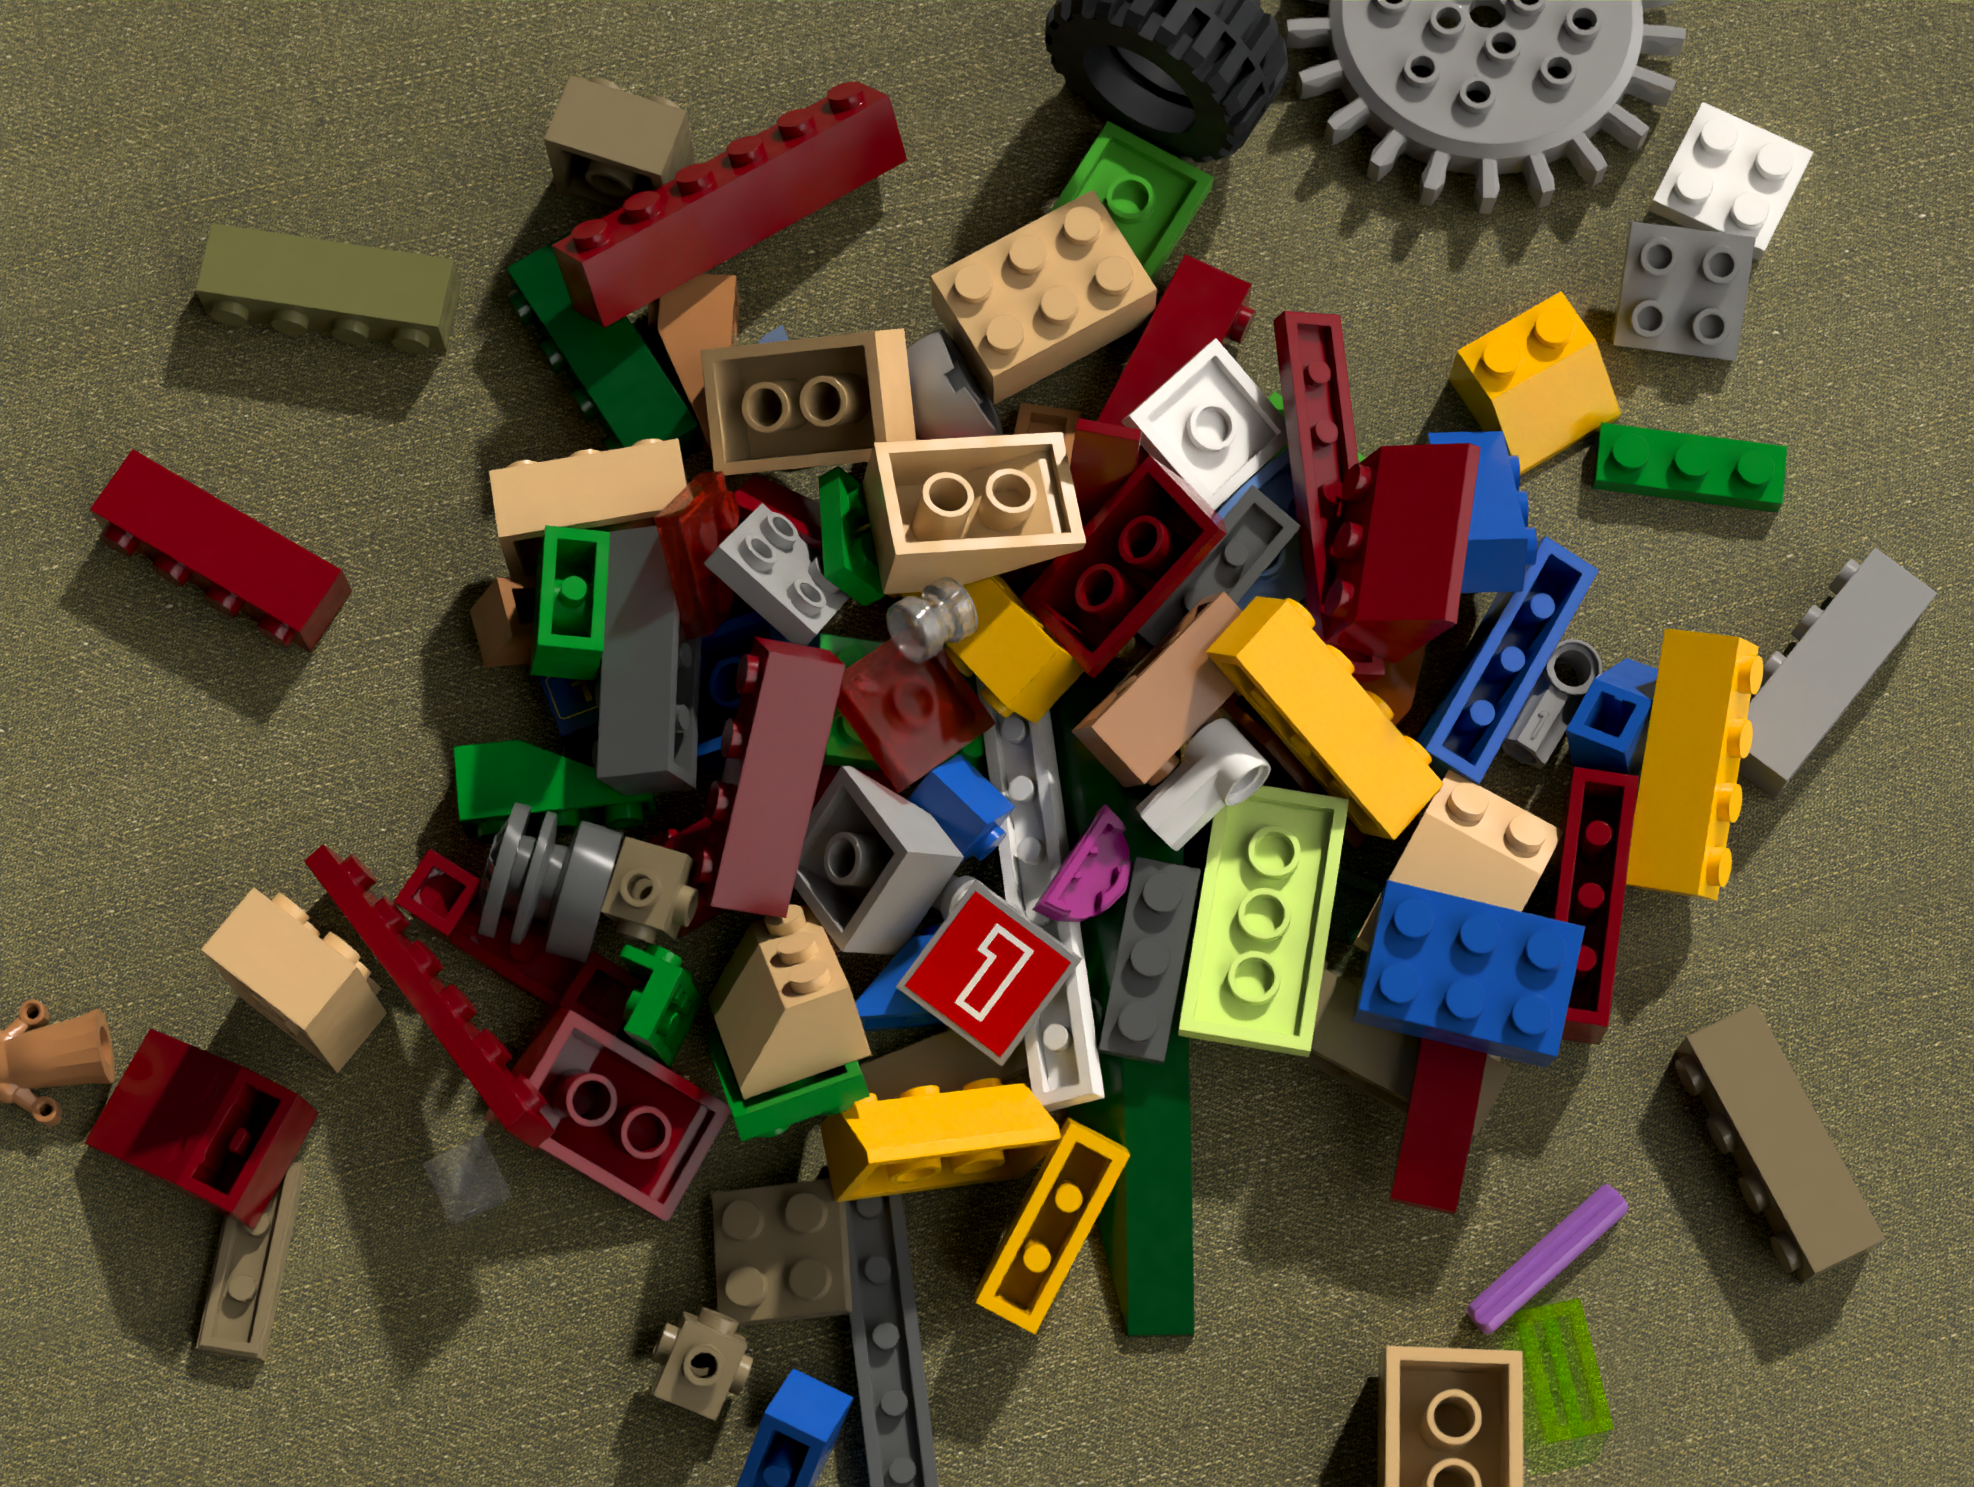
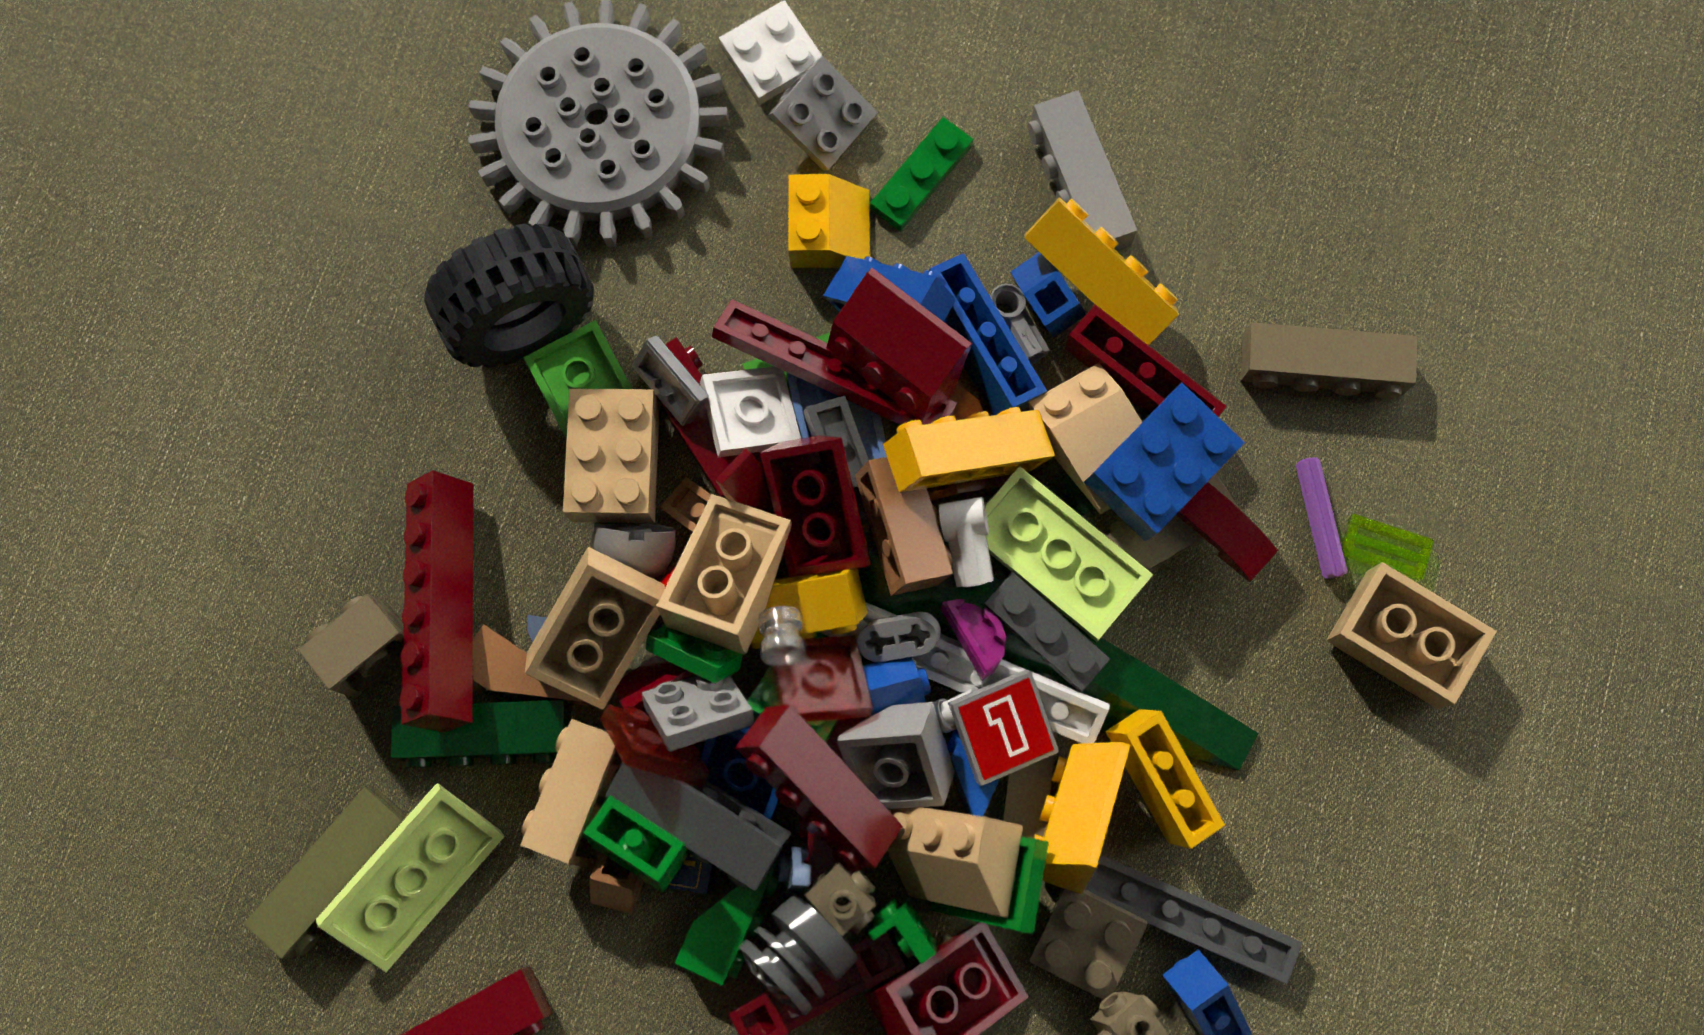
camera: 55 degrees left, 5 degrees up
(377, 380) = (410, 878): none -> yellowish green plate
(651, 814) = (793, 871): none -> sand blue plate
(1017, 786) = (899, 646): none -> light grey beam
(1183, 305) = (670, 380): none -> flat silver plate

